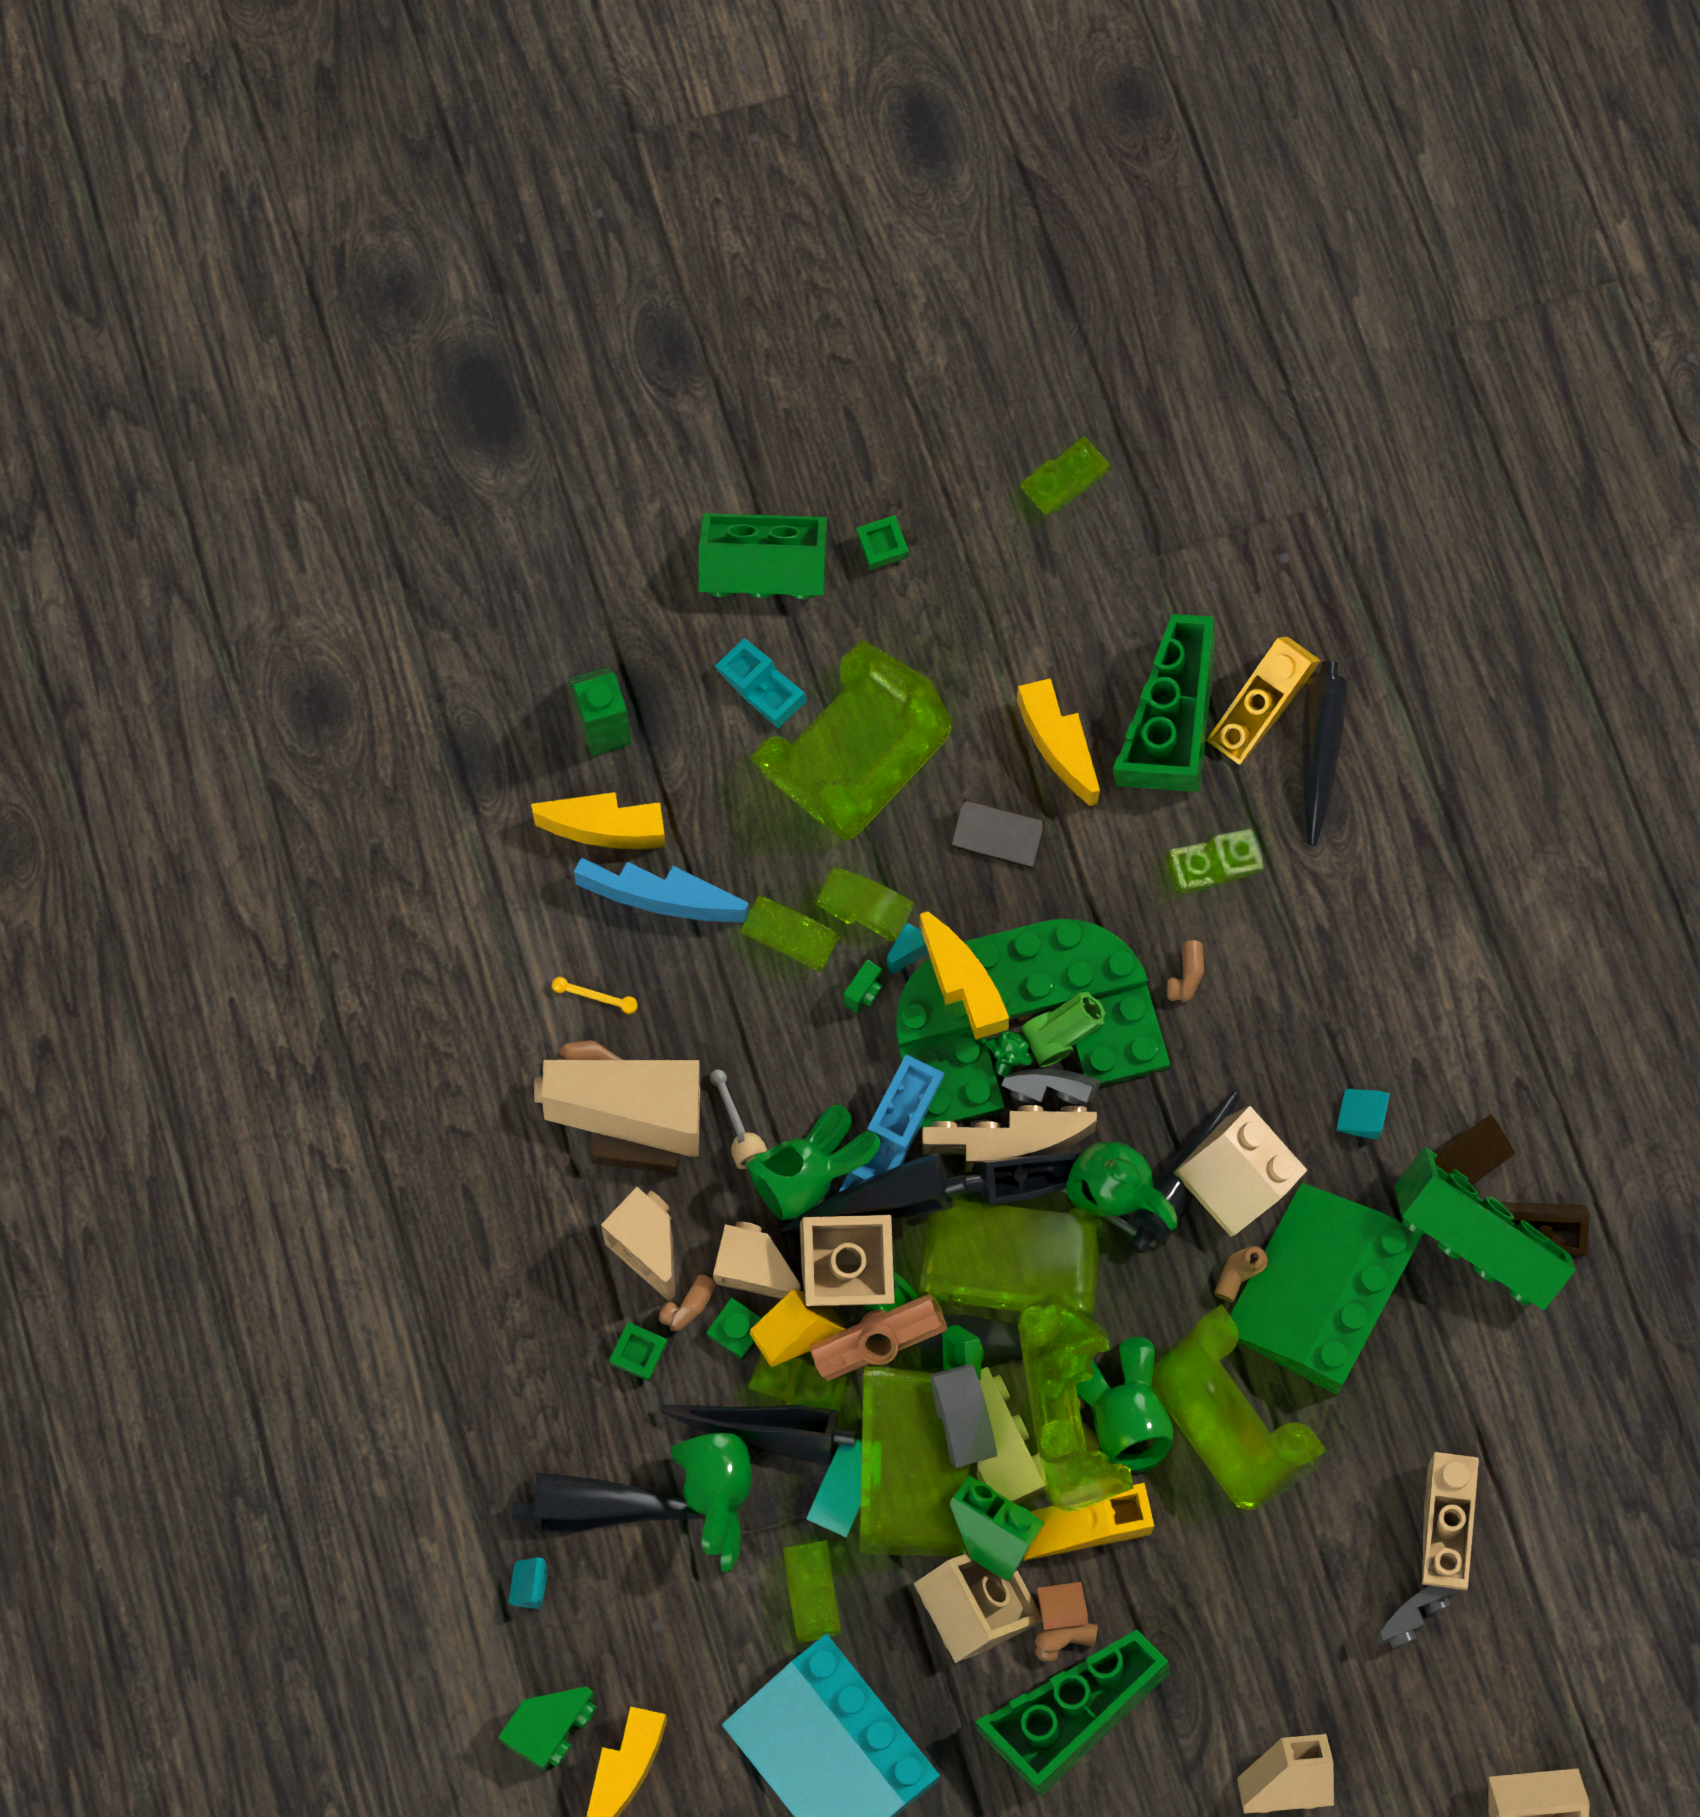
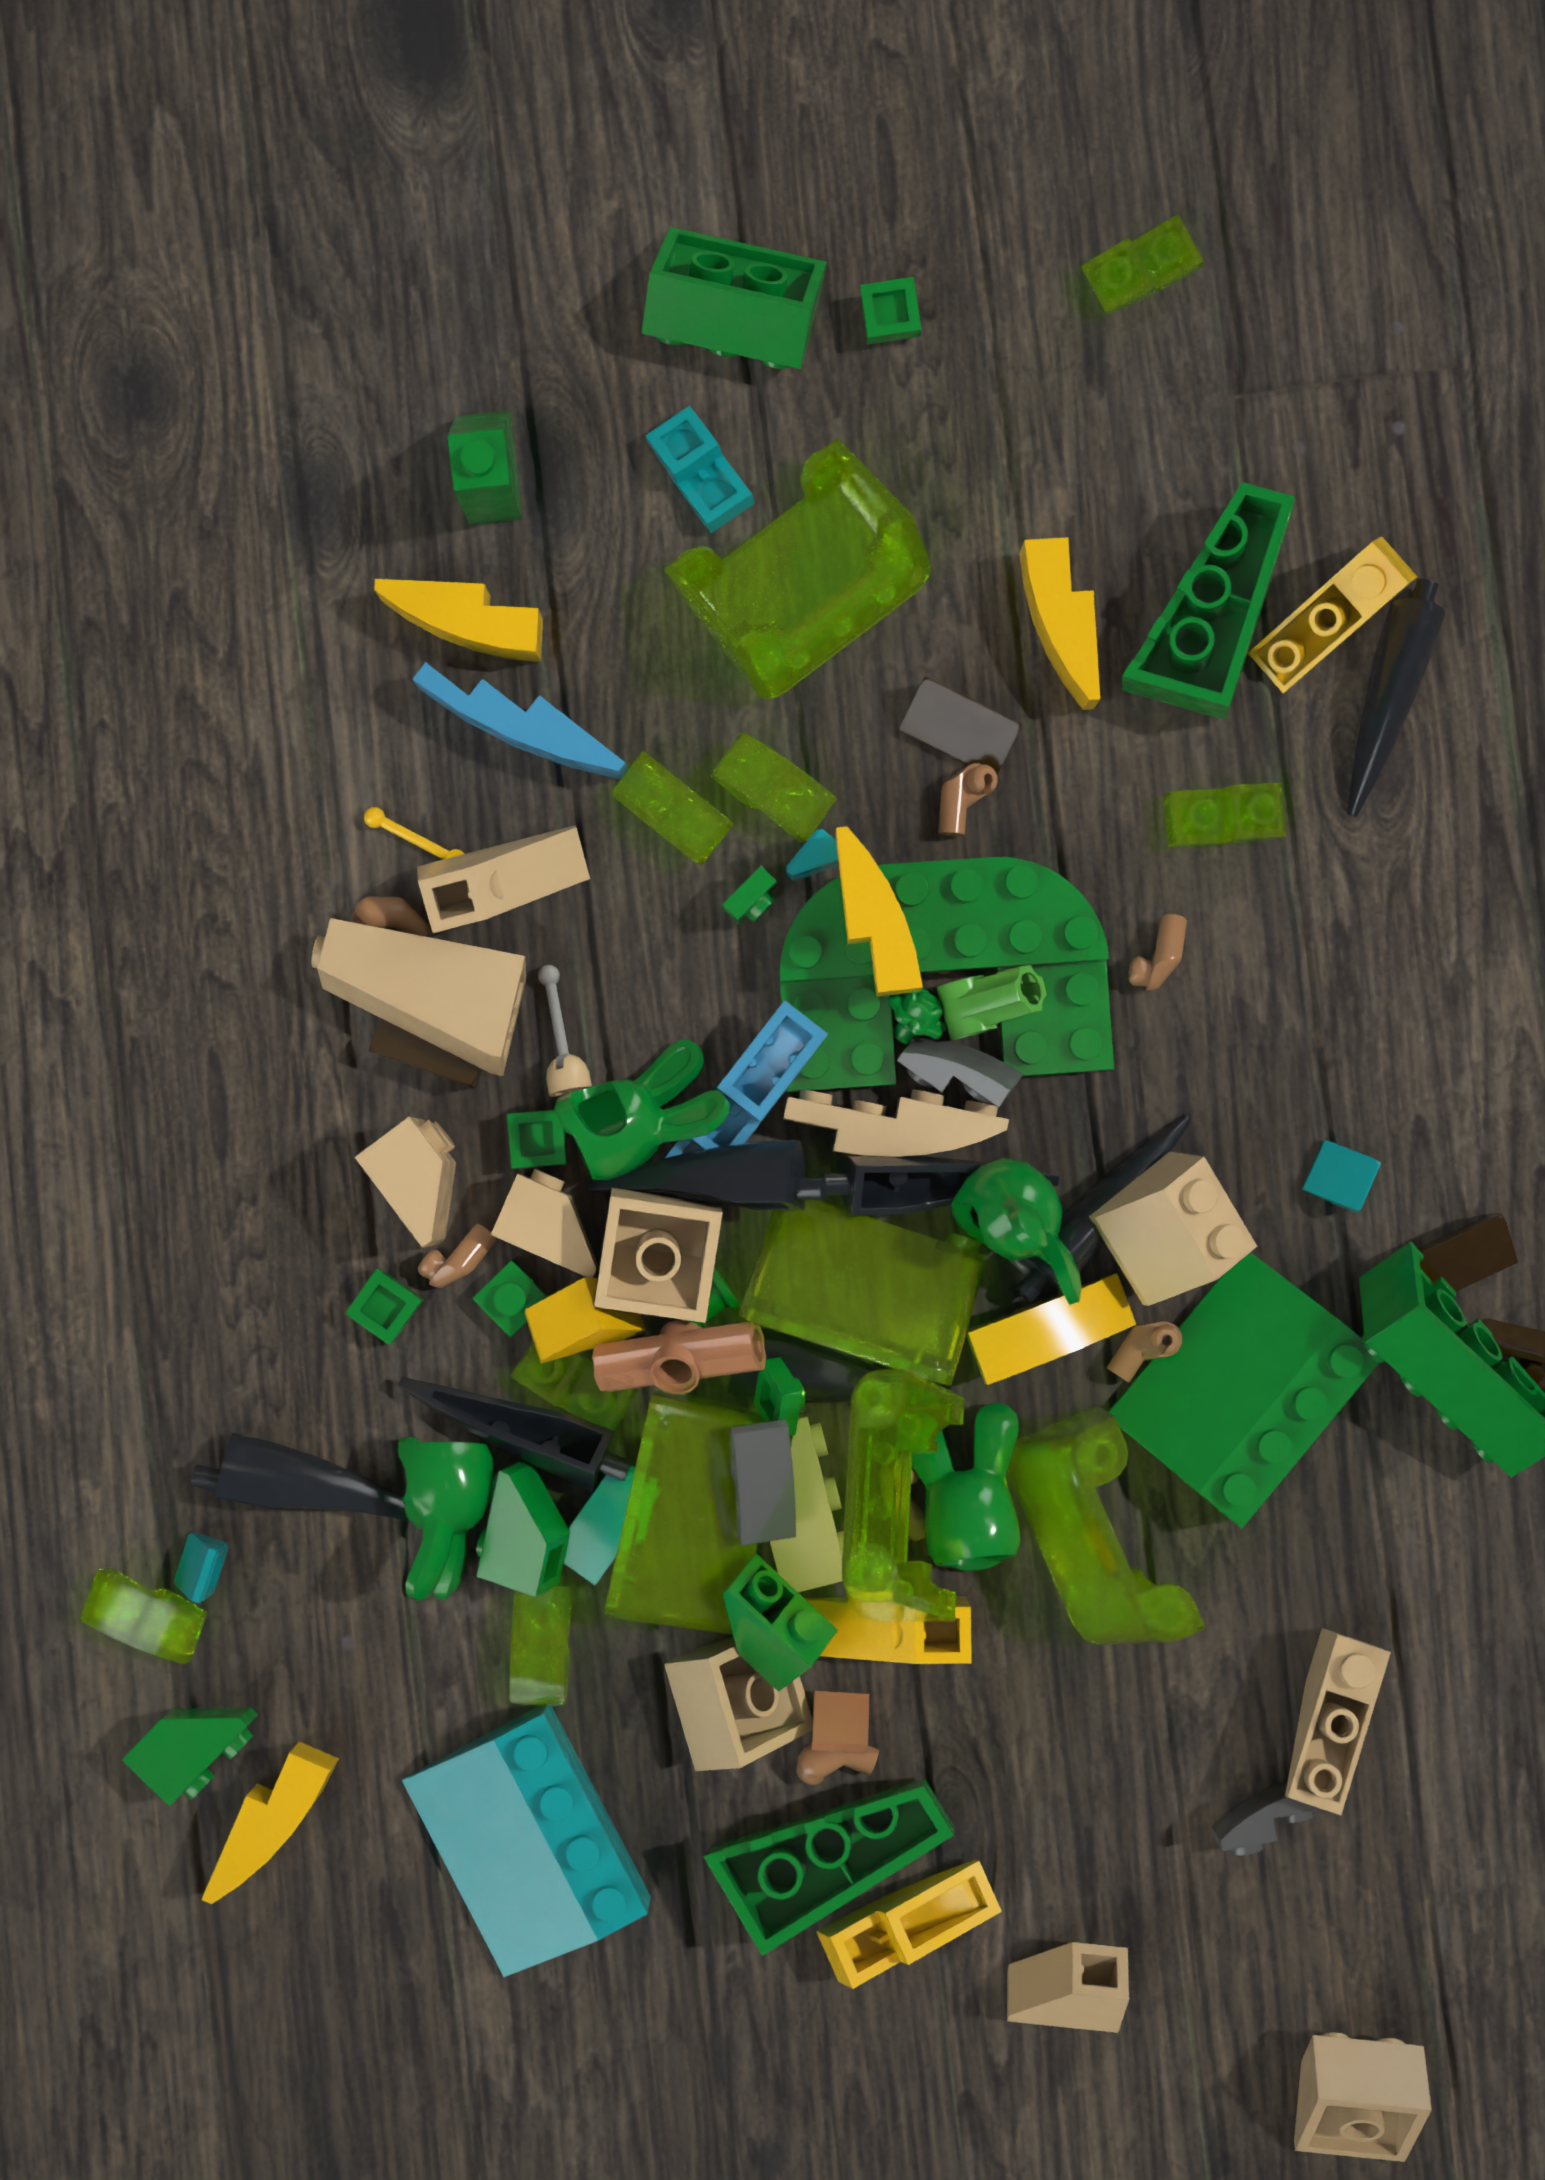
camera: 10 degrees right, 15 degrees up
(492, 1629) = (143, 1618): none -> clear neon green slope
(668, 1007) = (500, 878): none -> tan slope
(734, 1201) = (536, 1139): none -> green plate
(783, 1501) = (524, 1534): none -> green slope
(1009, 882) = (960, 793): none -> medium nougat arm
(1149, 1755) = (908, 1923): none -> yellow slope
(1162, 1269) = (1049, 1329): none -> yellow slope

